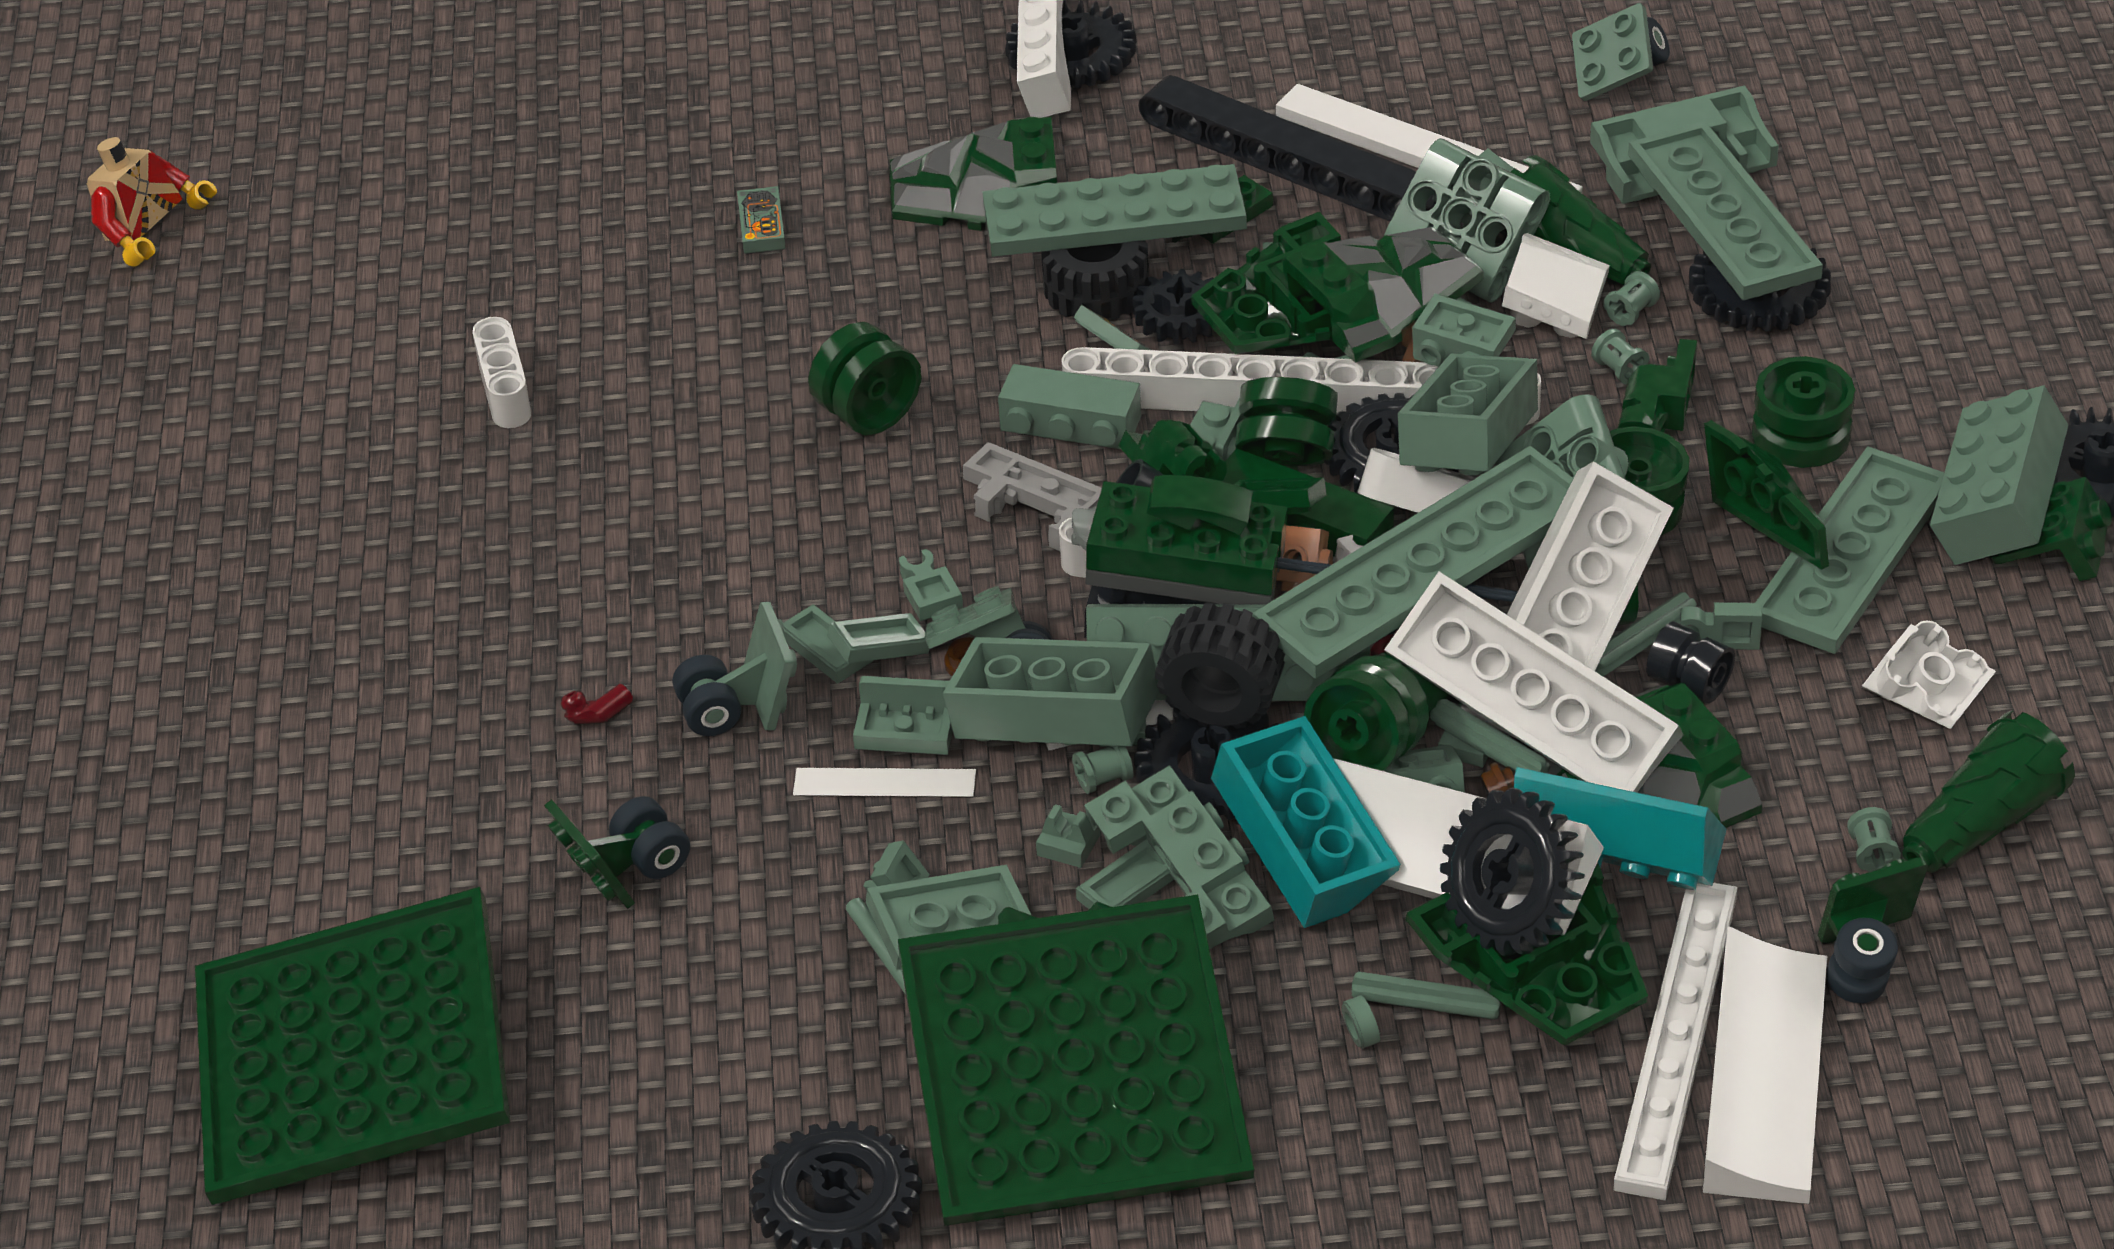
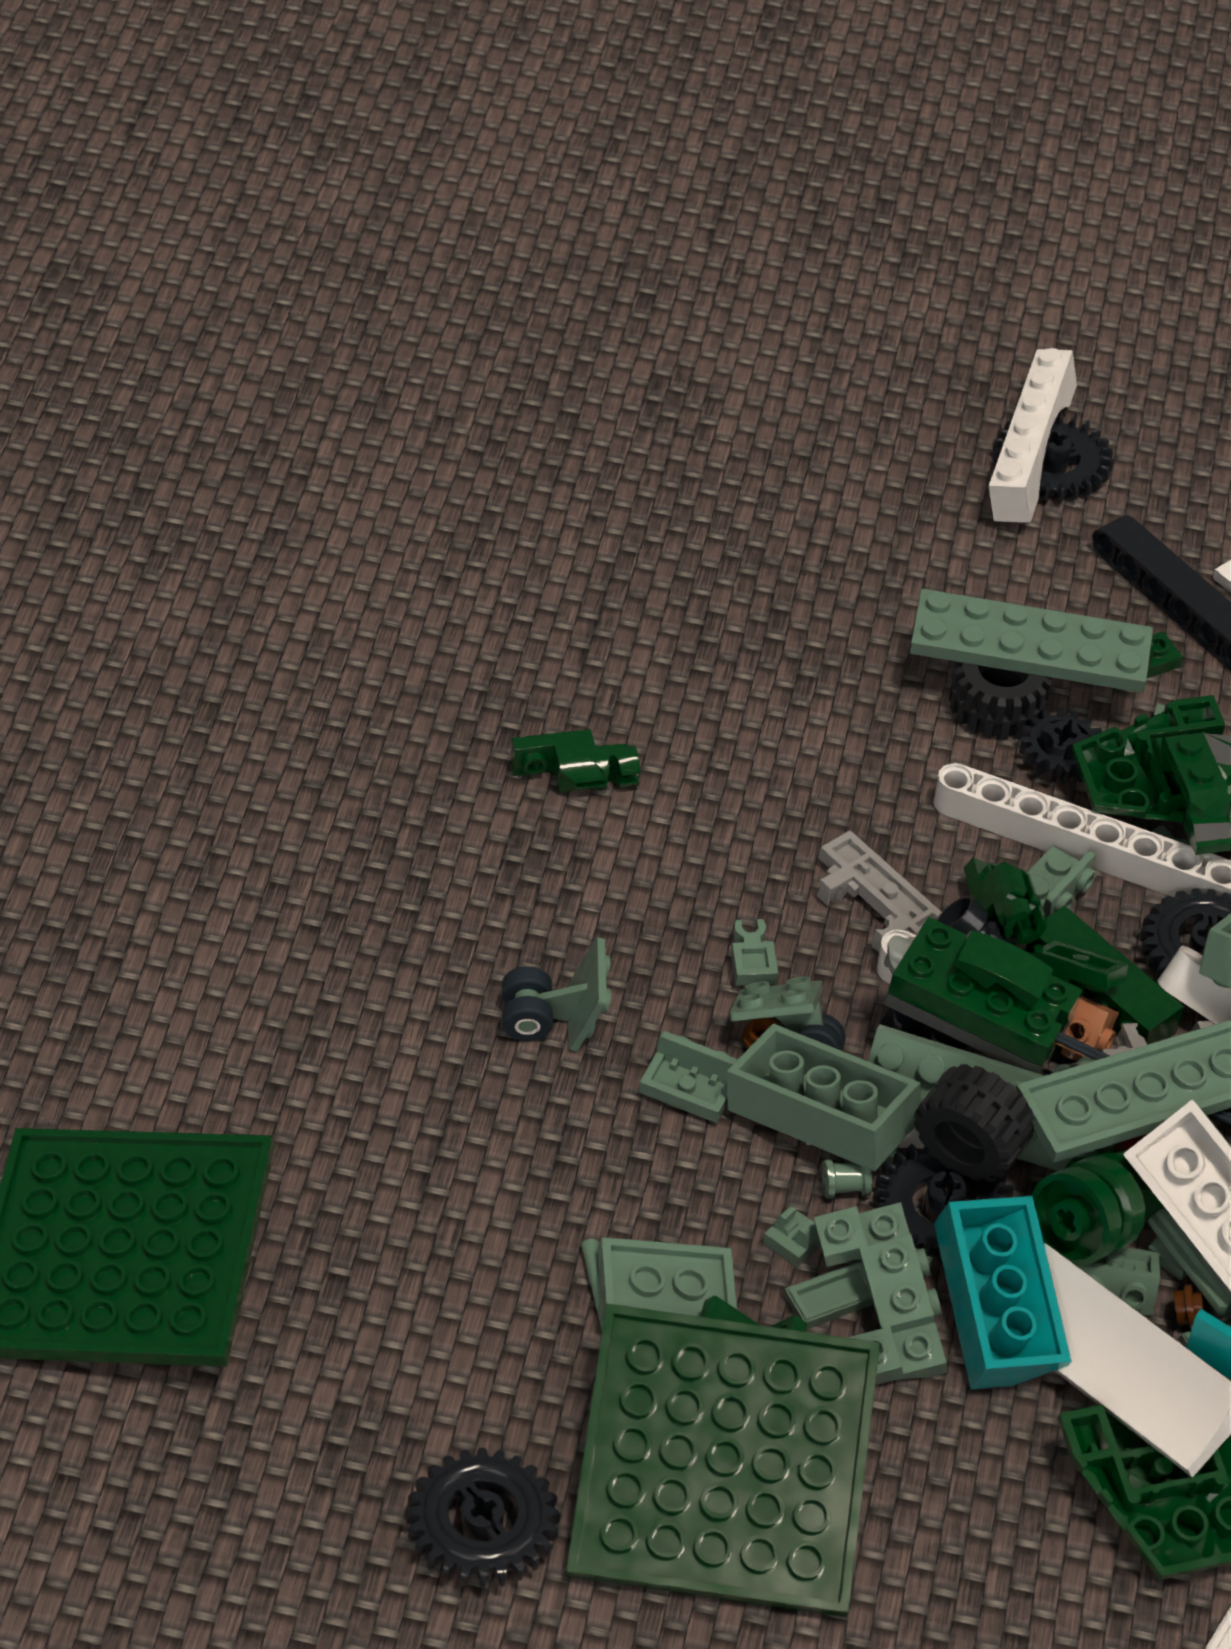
camera: 10 degrees right, 5 degrees up
(135, 193) = (195, 370): torso -> none
(501, 372) = (453, 635): white beam -> none
(595, 711) = (430, 987): dark red arm -> none
(637, 836) = (426, 1125): plate -> none
(674, 455) = (576, 760): none -> dark green plate
(761, 219) = (725, 549): tile -> none
(808, 636) = (647, 982): sand green tile -> none
(864, 378) = (761, 738): dark green wheel -> none
(878, 637) = (692, 992): sand green tile -> none
(884, 782) = (655, 1131): white sticker -> none
(896, 866) = (635, 1223): sand green tile -> none
(950, 175) = (933, 556): wedge -> none
(1068, 406) = (932, 816): sand green brick -> none
(1106, 330) = (994, 755): sand green tile -> none
(1287, 420) = (1116, 894): dark green wheel -> none
(1360, 1022) = (988, 1499): sand green tile -> none
(1425, 995) = (1052, 1489): sand green axle -> none
(1530, 866) = (1178, 1408): black gear -> none

